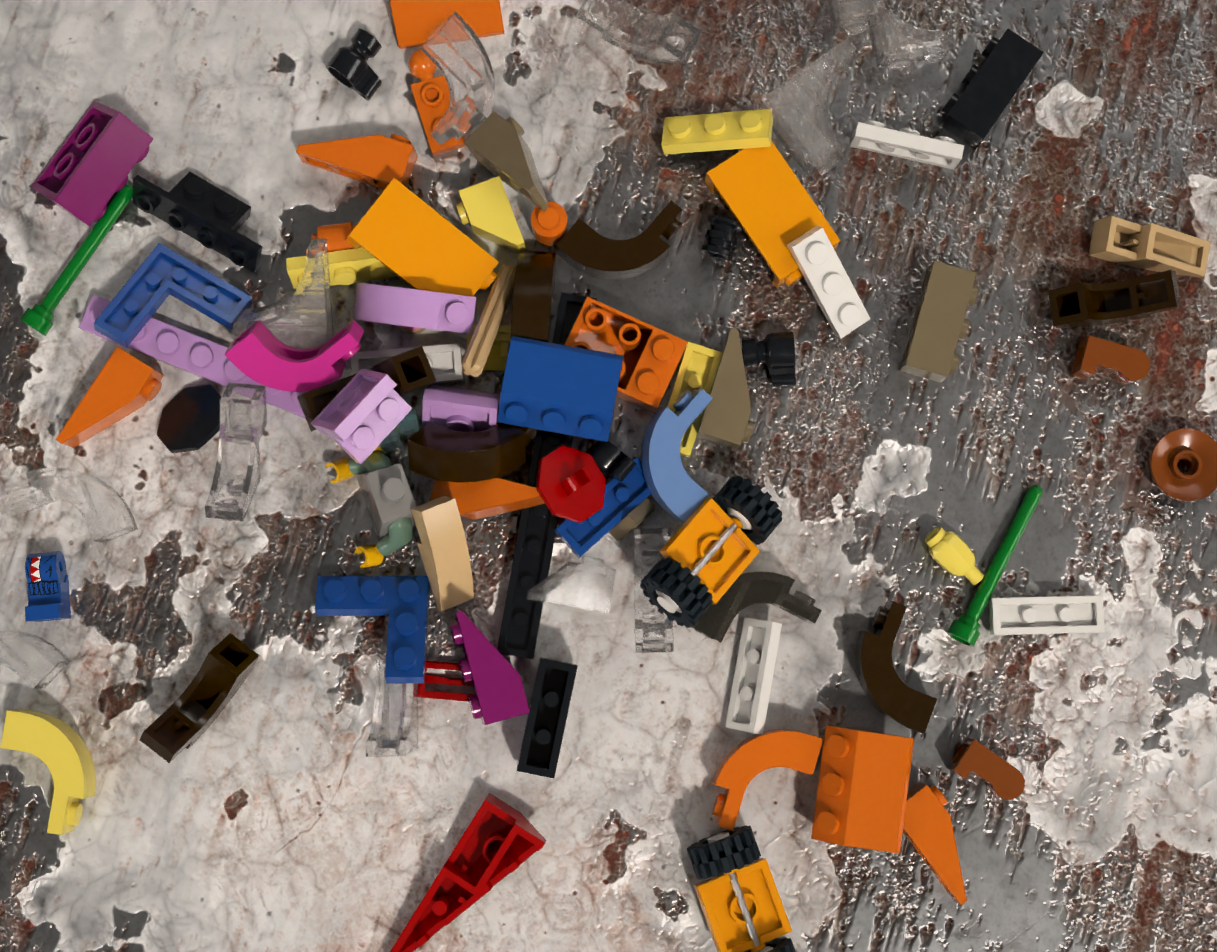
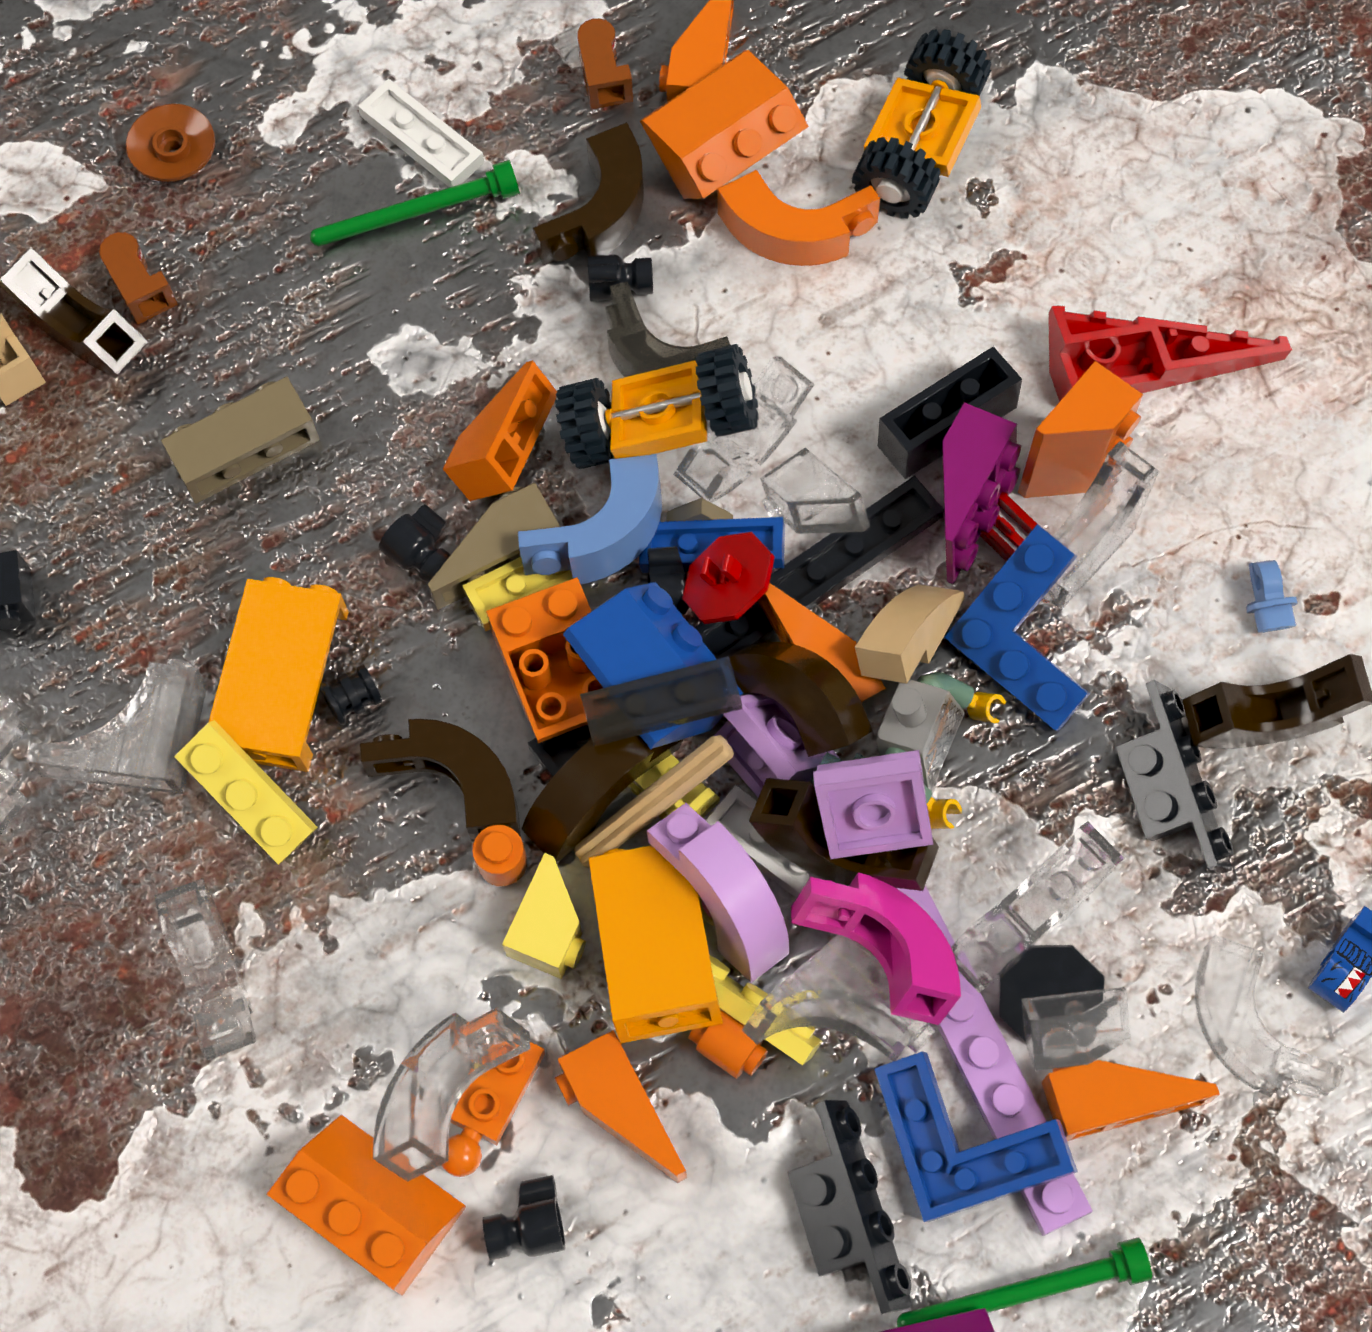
camera: 130 degrees left, 15 degrees down
(162, 408) = (1075, 1027): none -> clear slope
(229, 603) = (1168, 784): none -> bracket
(261, 770) = (1270, 607): none -> medium blue piece
(446, 764) = (1080, 434): none -> orange slope
(503, 152) = (472, 965): dark tan slope -> none
(527, 362) = (661, 701): none -> clear smoke tile
(753, 675) = (725, 296): white plate -> none
(791, 460) = (501, 437): none -> orange slope
(828, 281) = (297, 555): white plate -> none
(832, 626) = (612, 270): none -> black piece
(907, 144) = (85, 621): white plate -> none
(953, 554) = (445, 247): light yellow plant -> none

